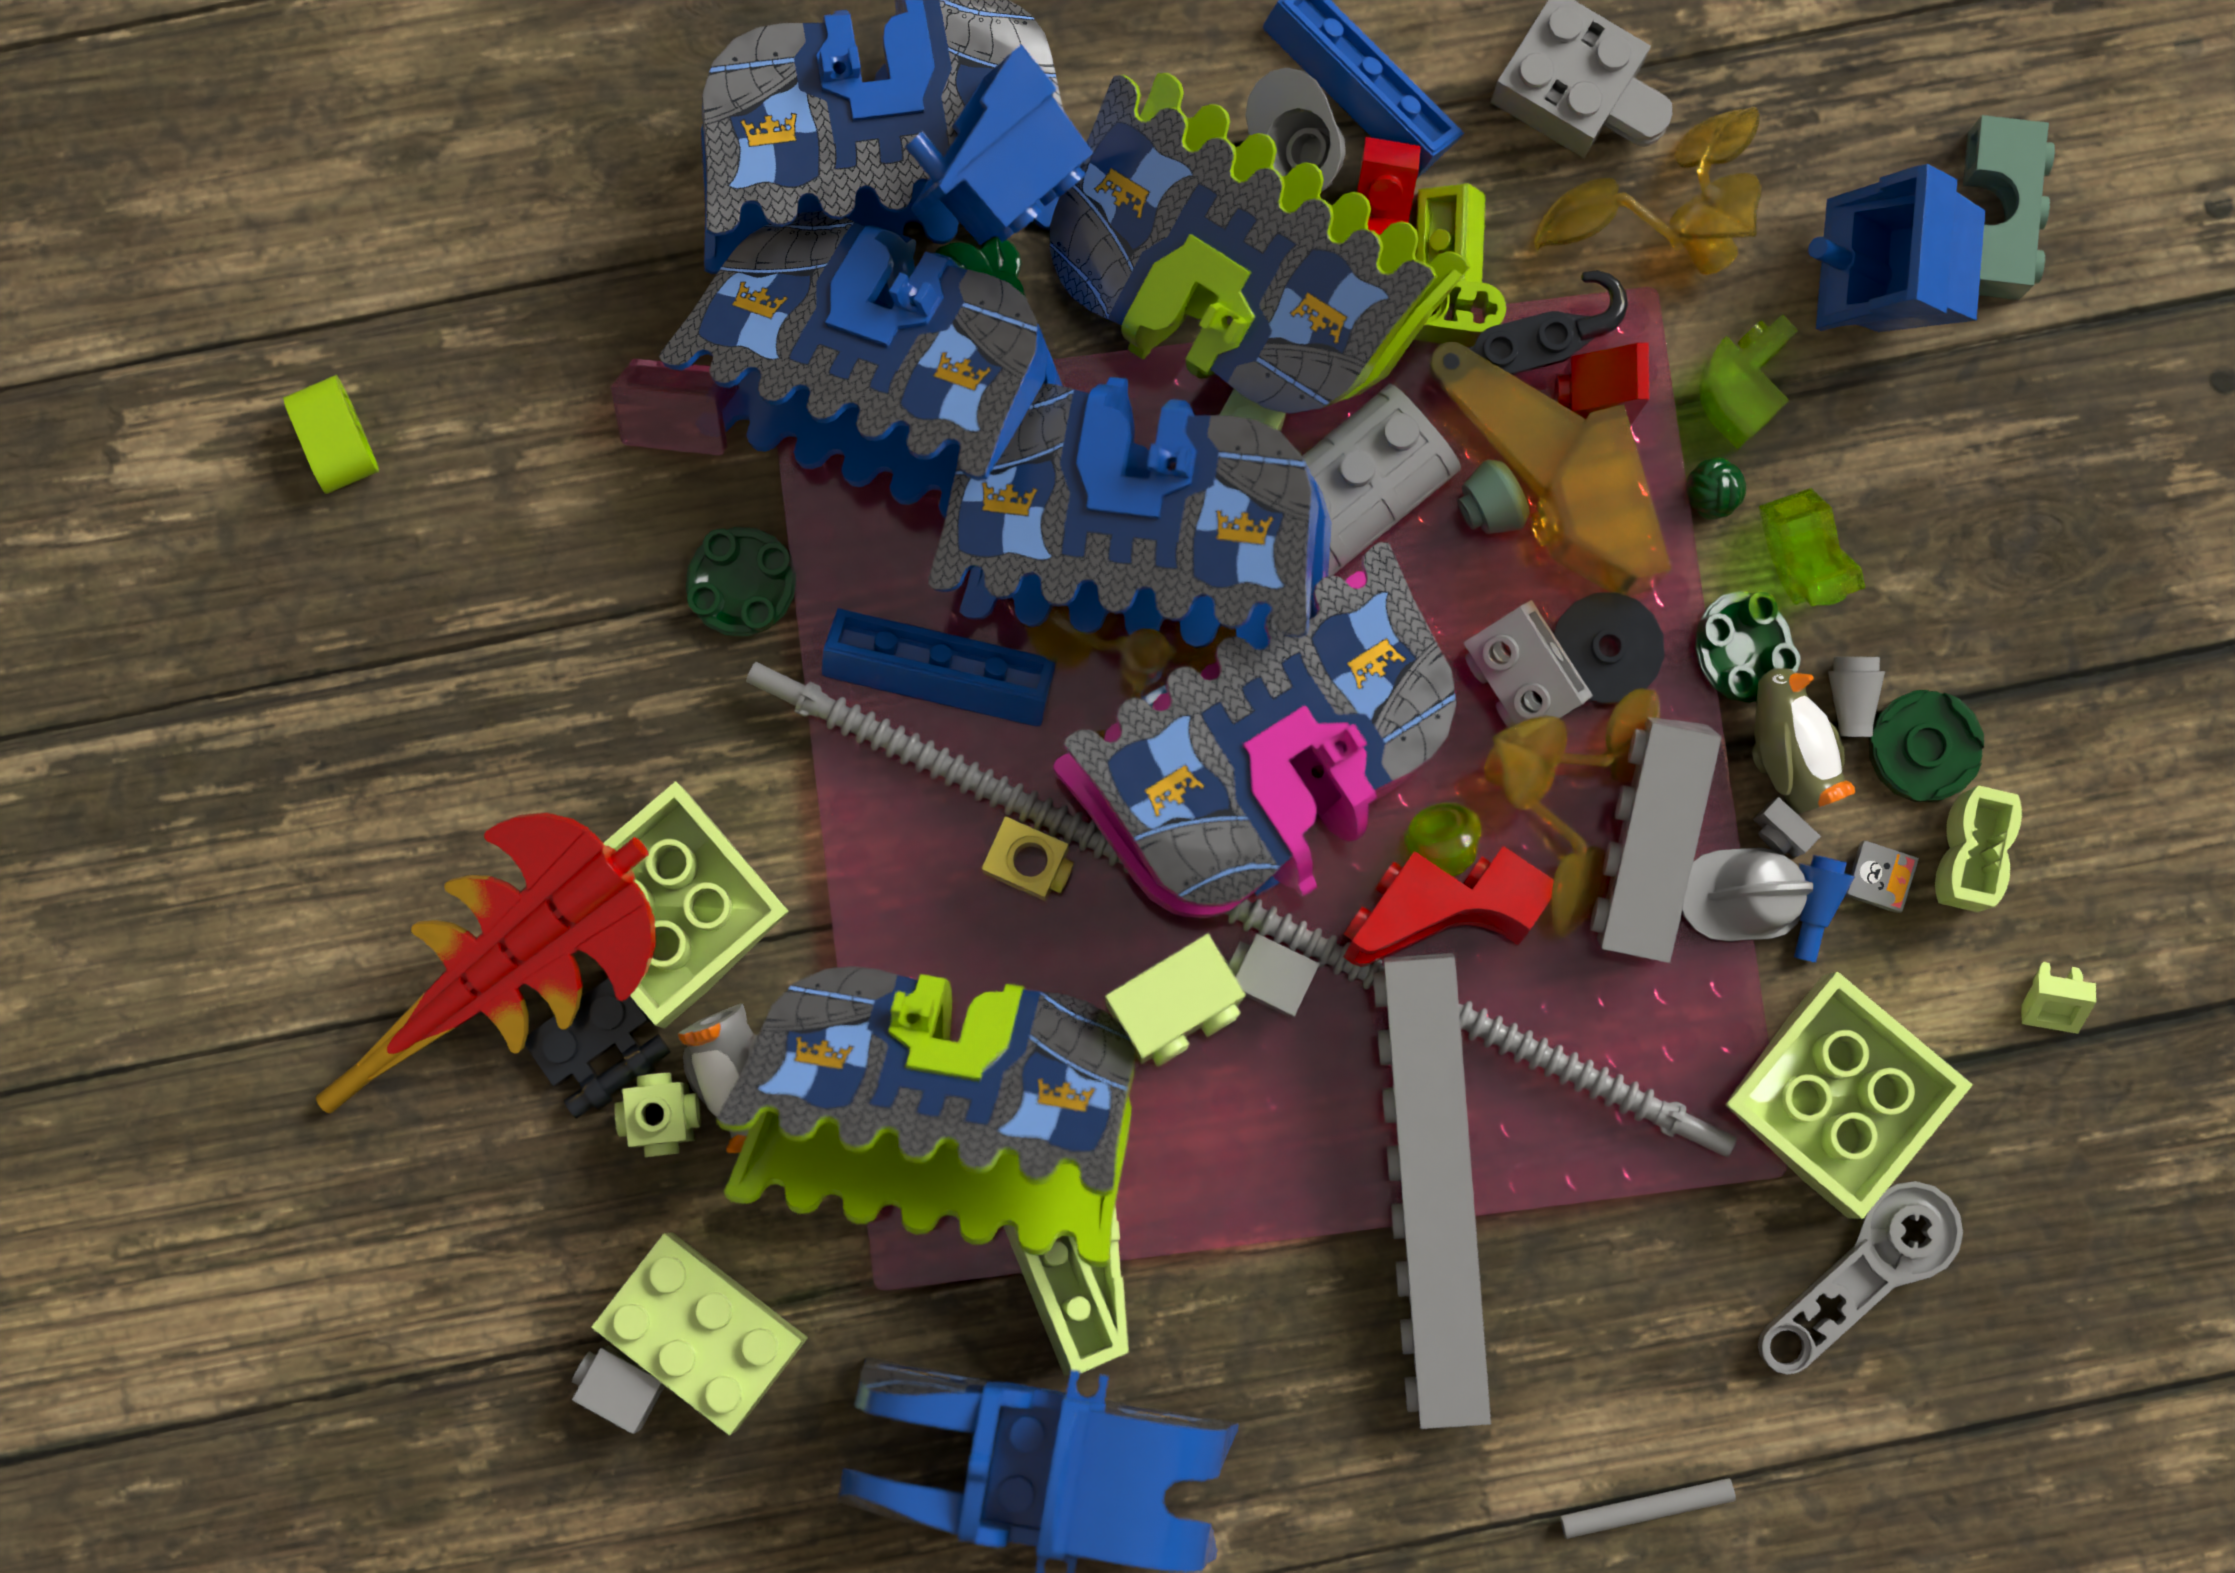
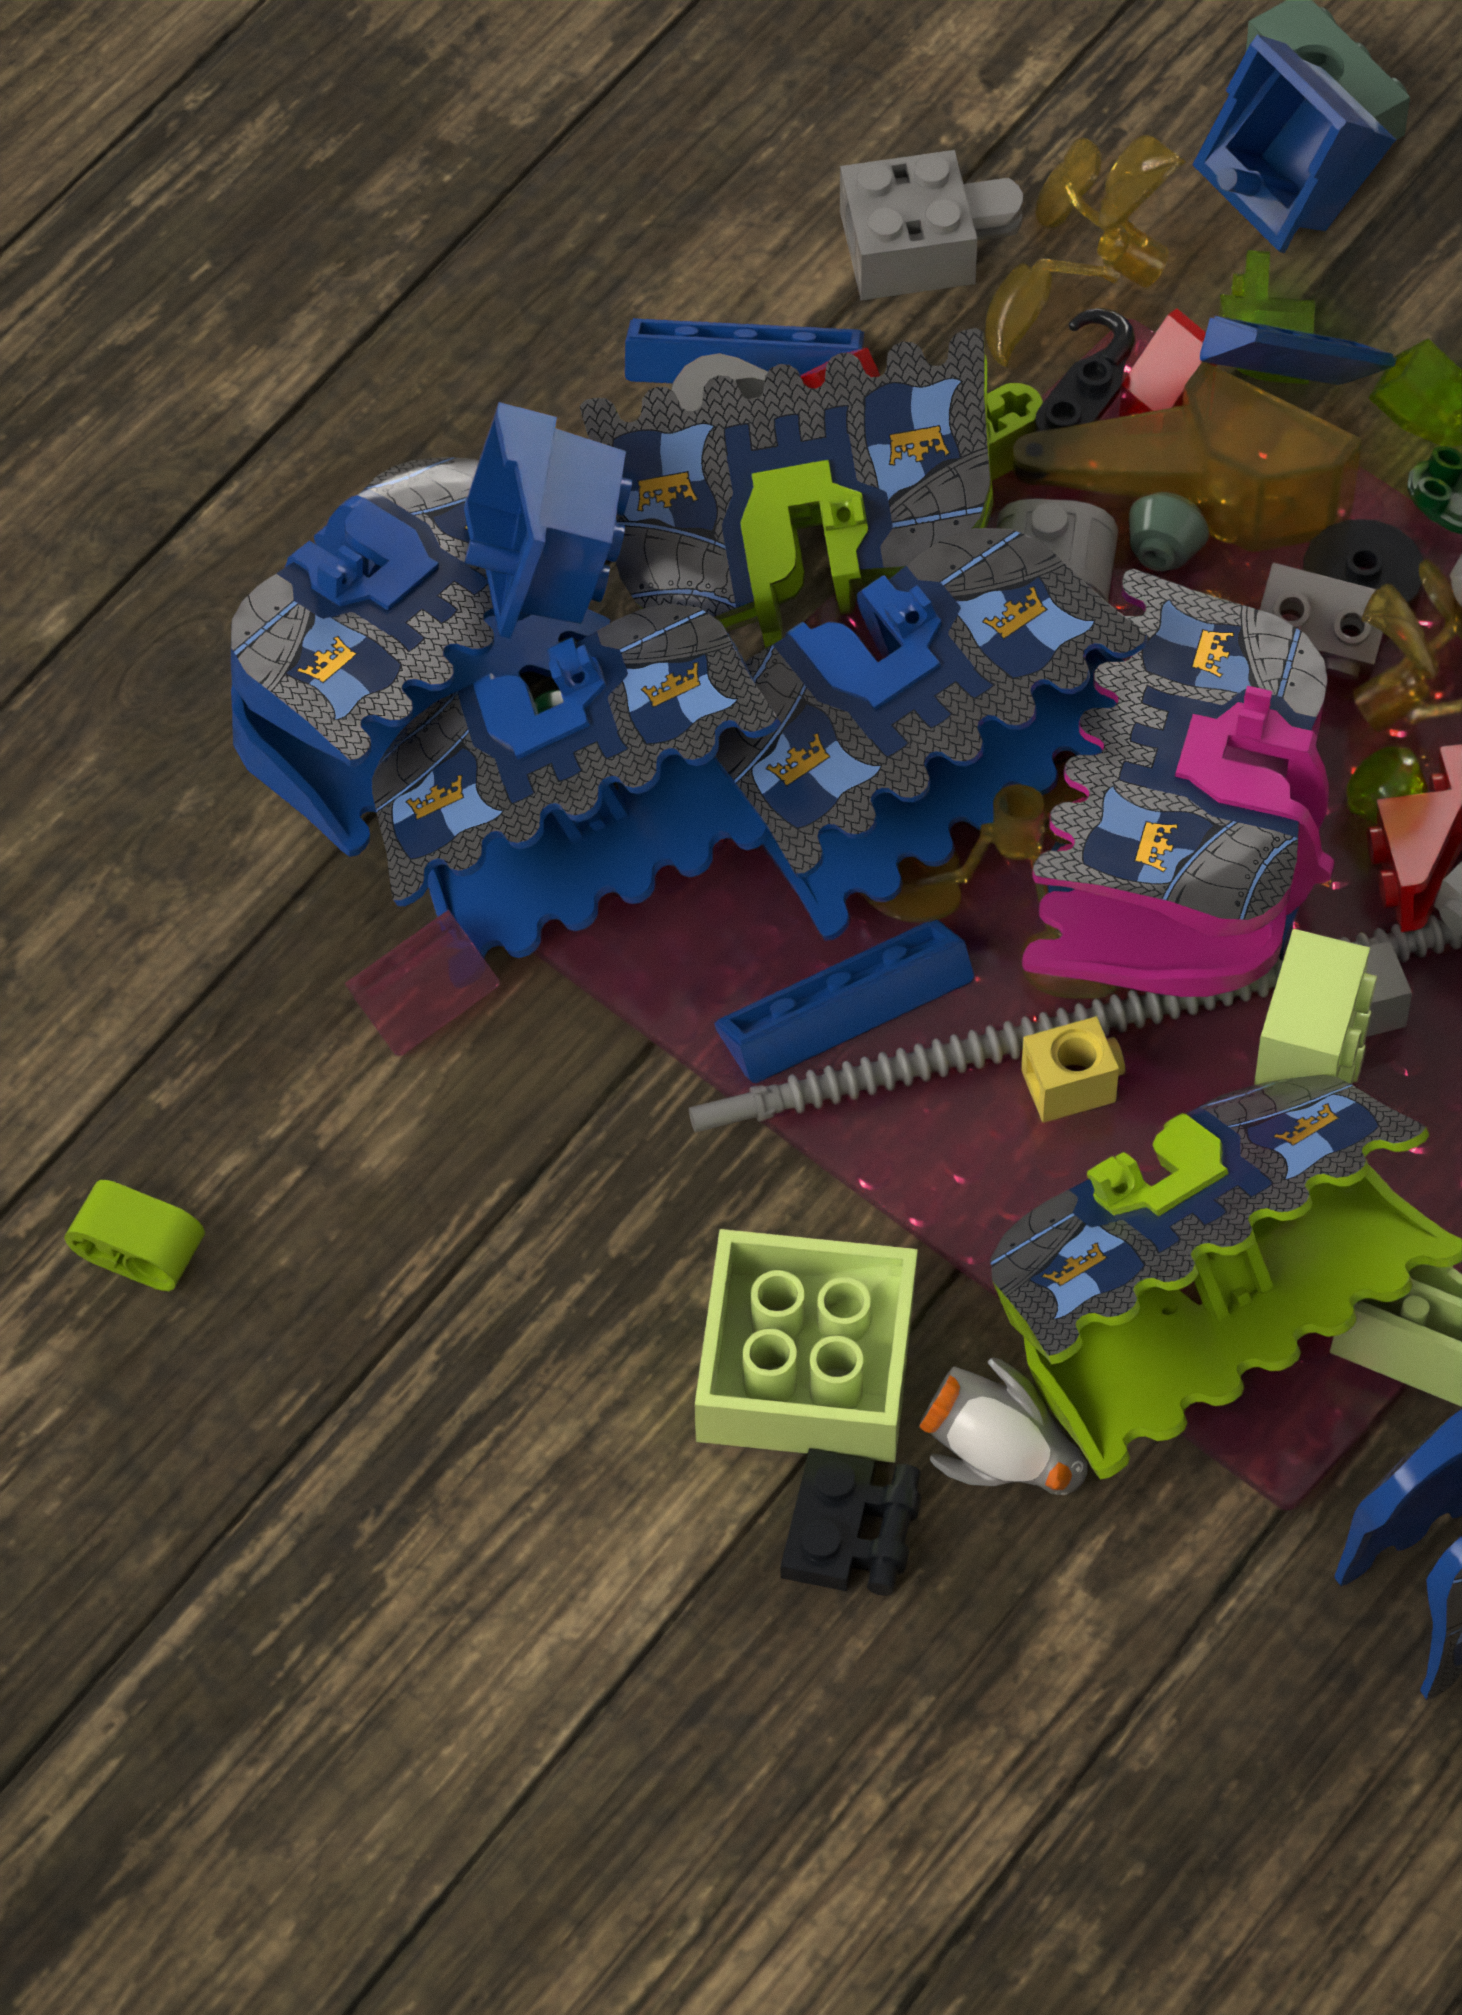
camera: 40 degrees left, 25 degrees down
(572, 902) = (731, 1372): red animal -> none
(616, 1388) = (1154, 1765): light grey brick -> none
(679, 1119) = (964, 1518): yellowish green brick -> none
(699, 1332) = (1179, 1658): yellowish green brick -> none
(740, 581) = (609, 1072): dark green dish -> none
(1714, 439) = (1290, 352): none -> blue slope
(1715, 488) = (1326, 400): dark green piece -> none

